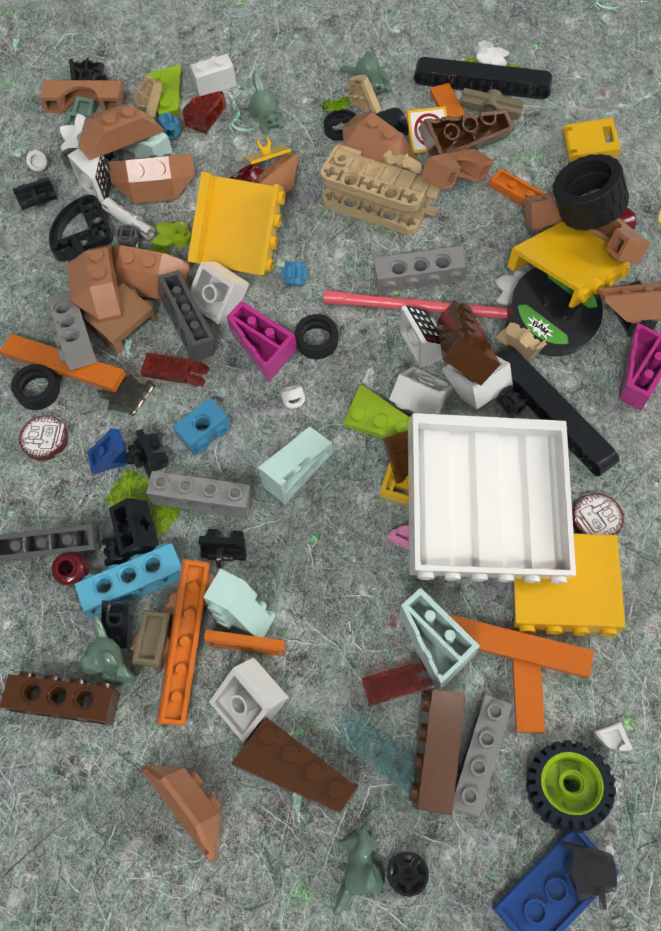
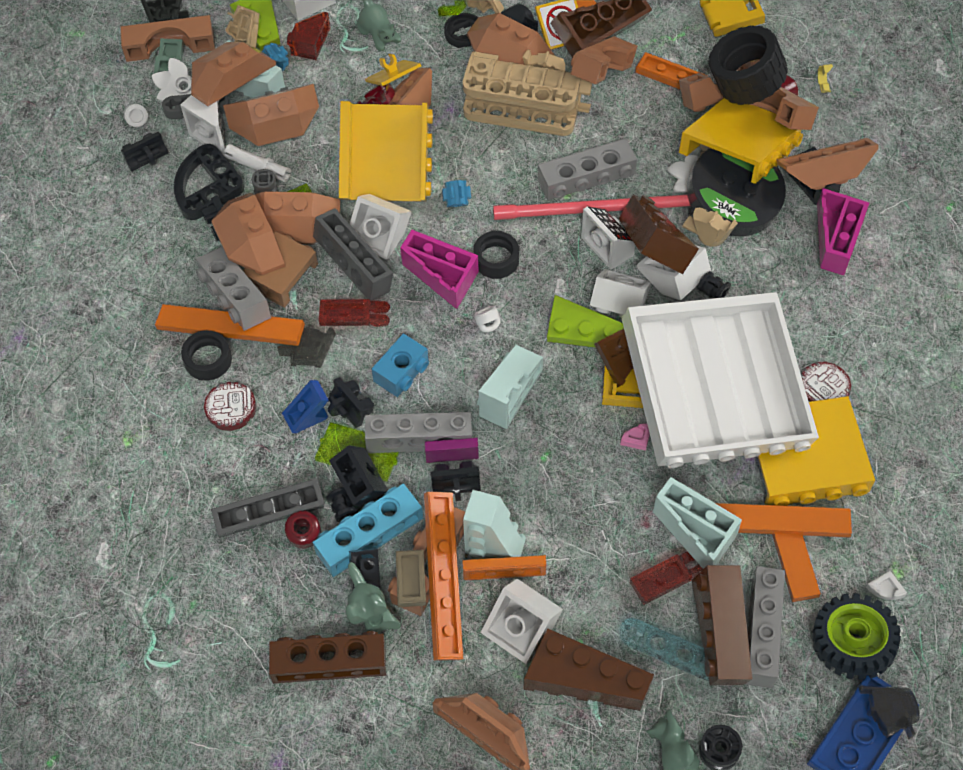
camera: 15 degrees left, 5 degrees down
(172, 234) = (311, 172): lime plate -> none
(227, 517) = (451, 450): none -> magenta tile
(550, 405) = (745, 279): black beam -> none

